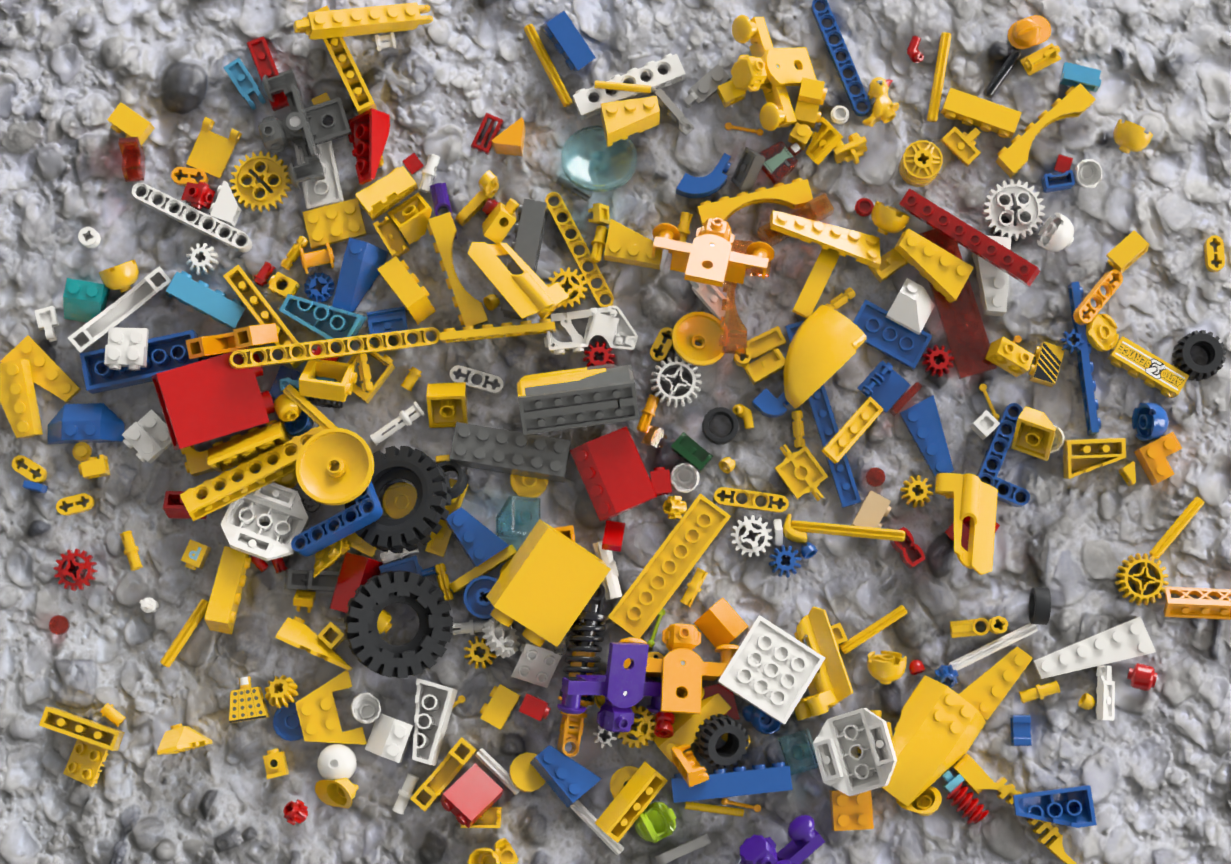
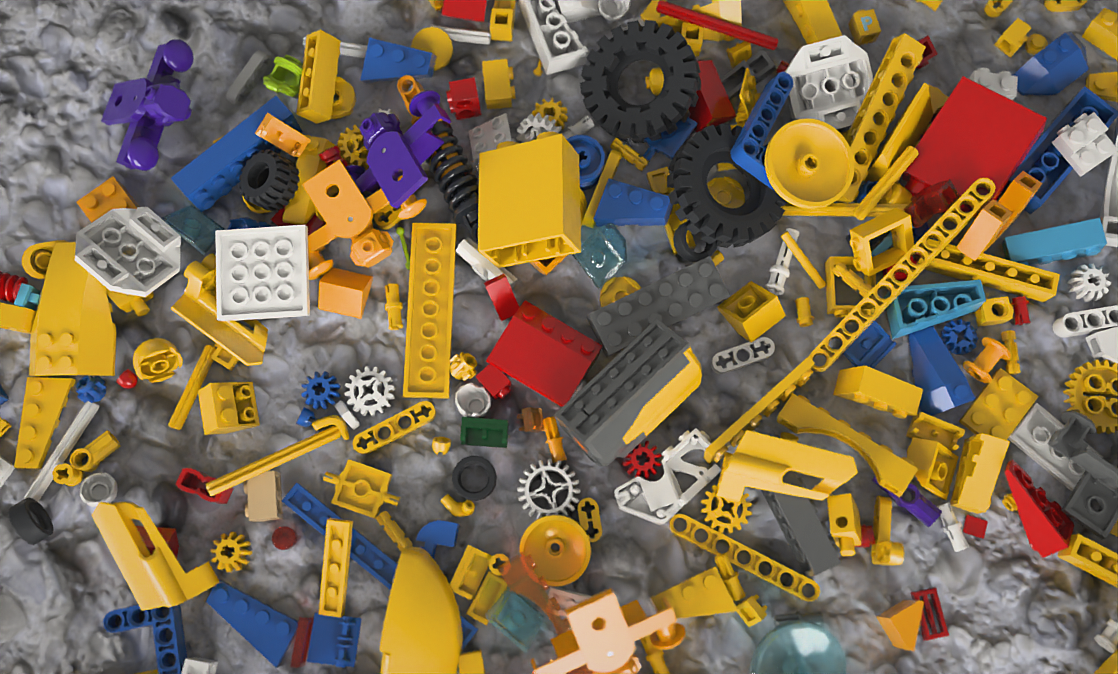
camera: 145 degrees right, 5 degrees down
(273, 383) = (931, 201): none -> clear red brick
(289, 419) = (885, 183): none -> yellow axle
(308, 629) = (716, 25): none -> red axle
(383, 414) = (804, 261): none -> yellow bar
(757, 314) = (515, 619): none -> clear light blue slope
(857, 594) = (228, 407): none -> yellow slope
(981, 598) = (98, 488): none -> white hair

